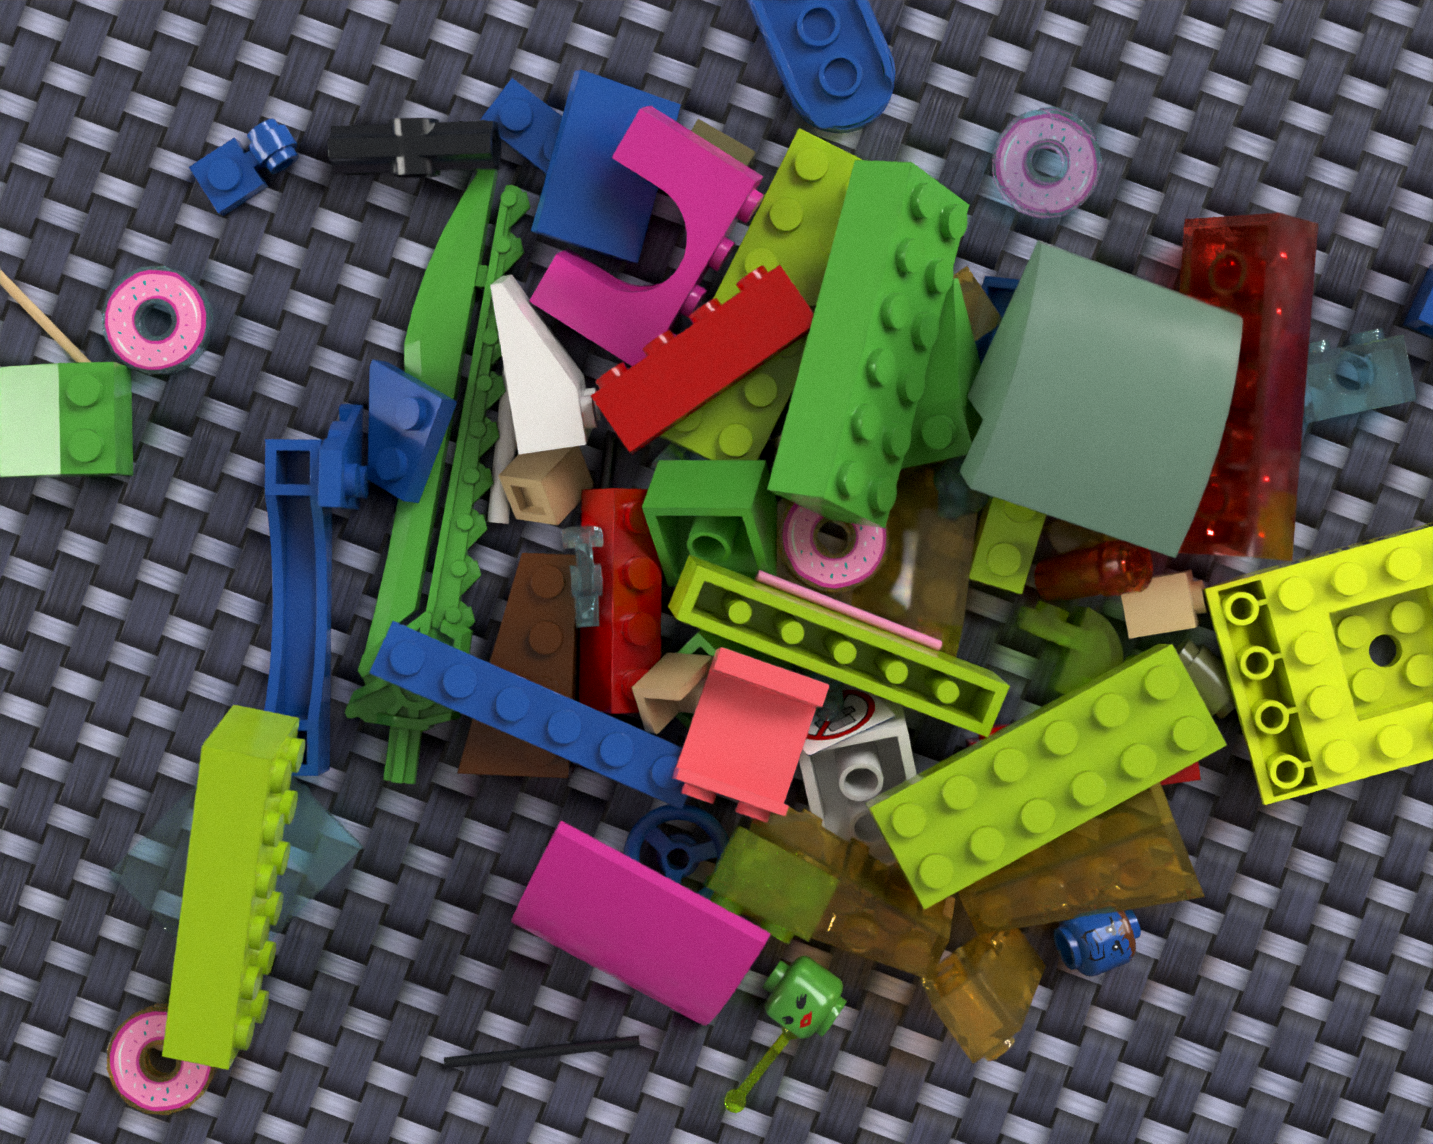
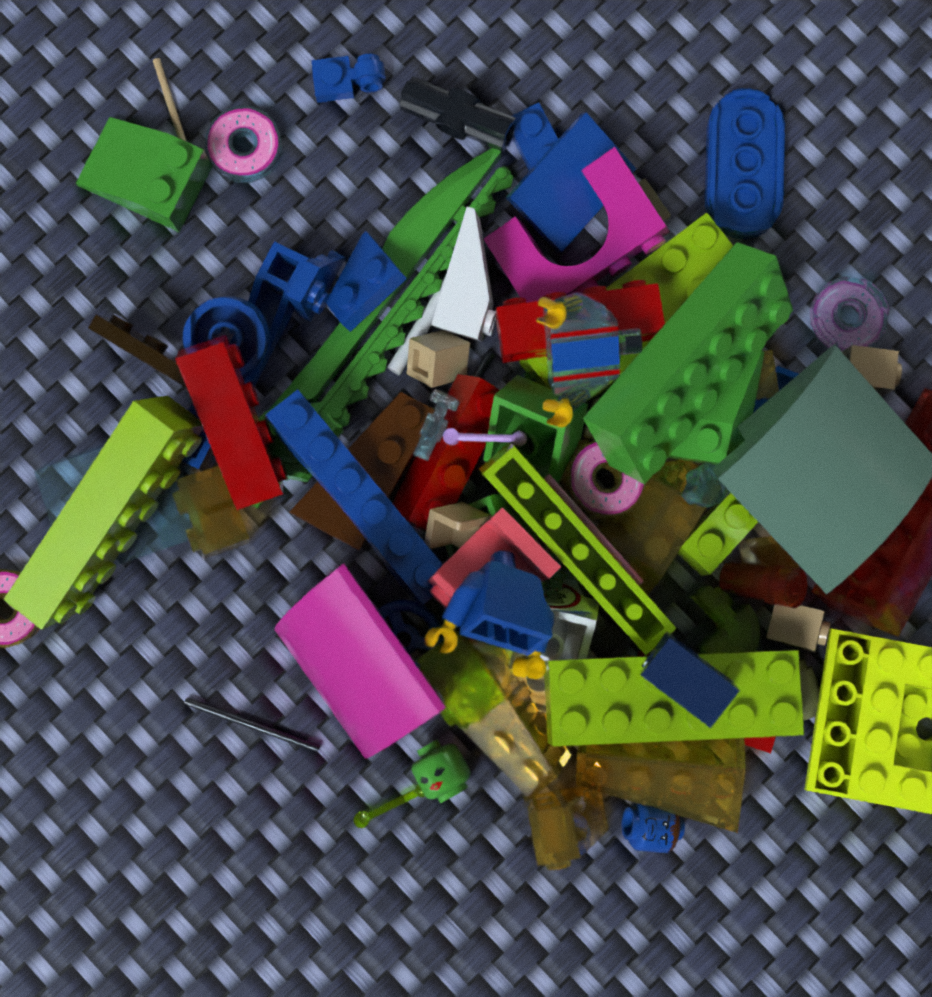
camera: 25 degrees right, 5 degrees down
(181, 658) = (145, 348): none -> dark brown wing
(256, 621) = (243, 321): none -> blue brick
(330, 700) = (231, 422): none -> red brick
(358, 817) = (211, 513): none -> clear yellow piece
(615, 582) = (452, 437): none -> lavender hinge
(725, 406) = (581, 351): none -> torso
(781, 776) = (500, 609): none -> blue torso
(1051, 750) = (689, 679): none -> dark blue hinge
(1105, 226) = (877, 366): none -> tan brick

